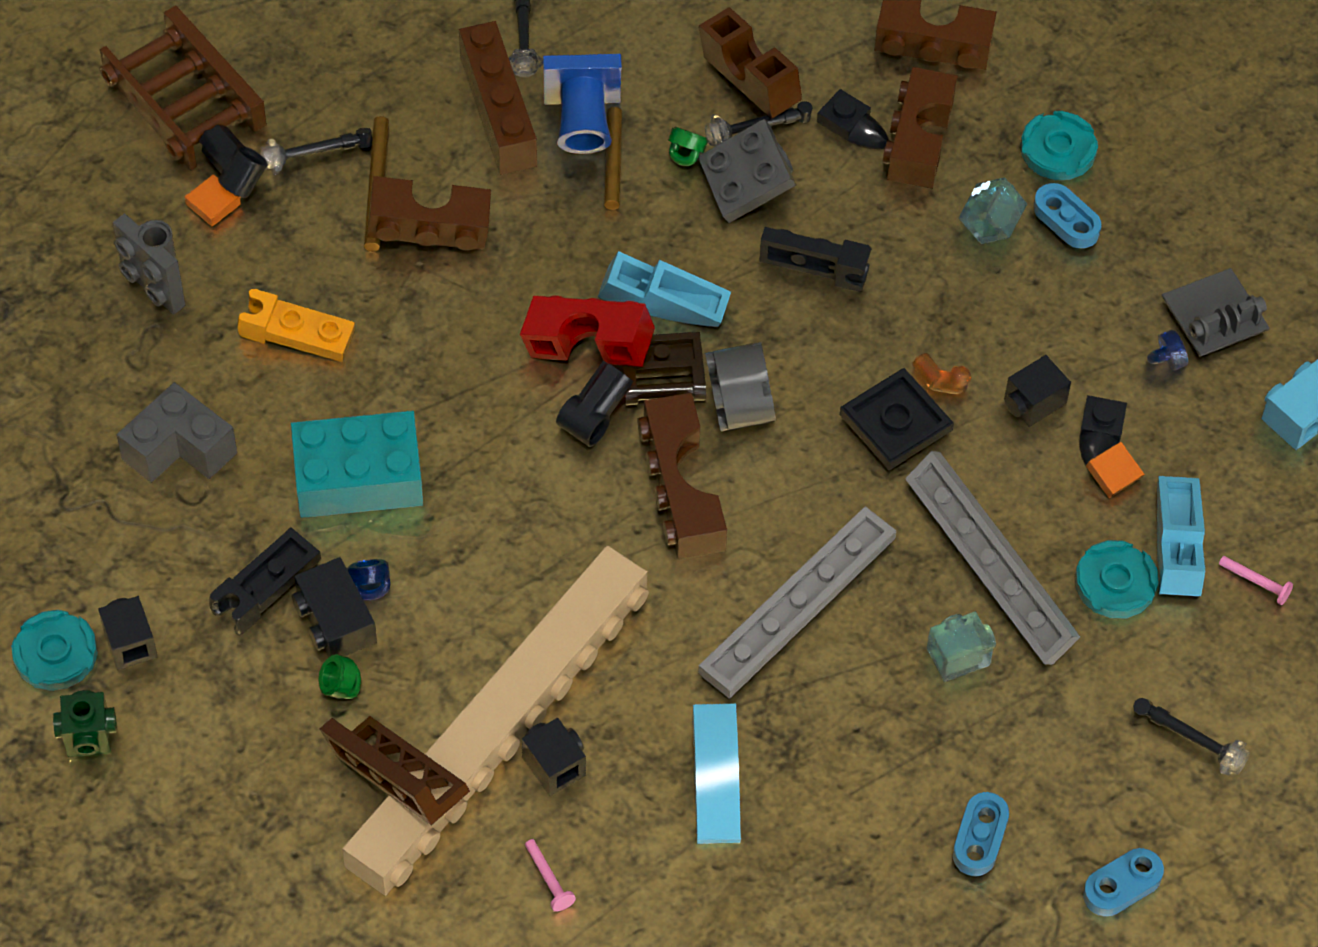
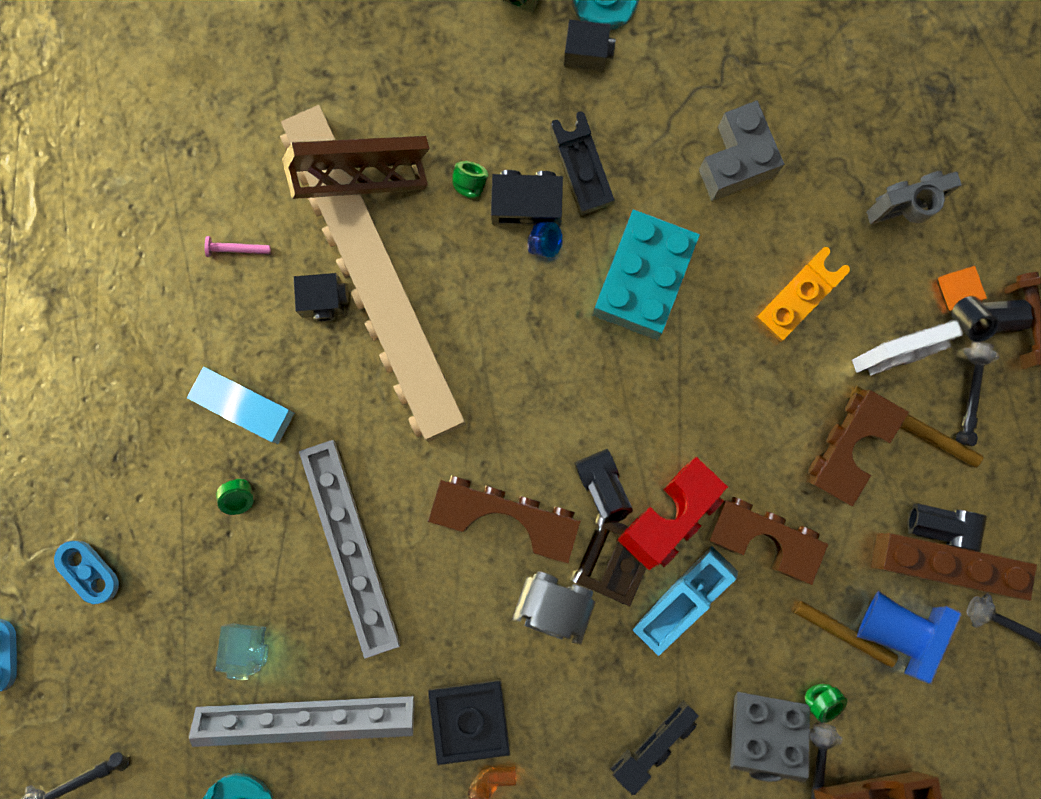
camera: 125 degrees right, 25 degrees up
(313, 201) = (907, 349): none -> white plate
(459, 110) = (955, 527): none -> black piece
(562, 225) = (797, 552): none -> reddish brown arch
(814, 730) = (235, 497): none -> green tile

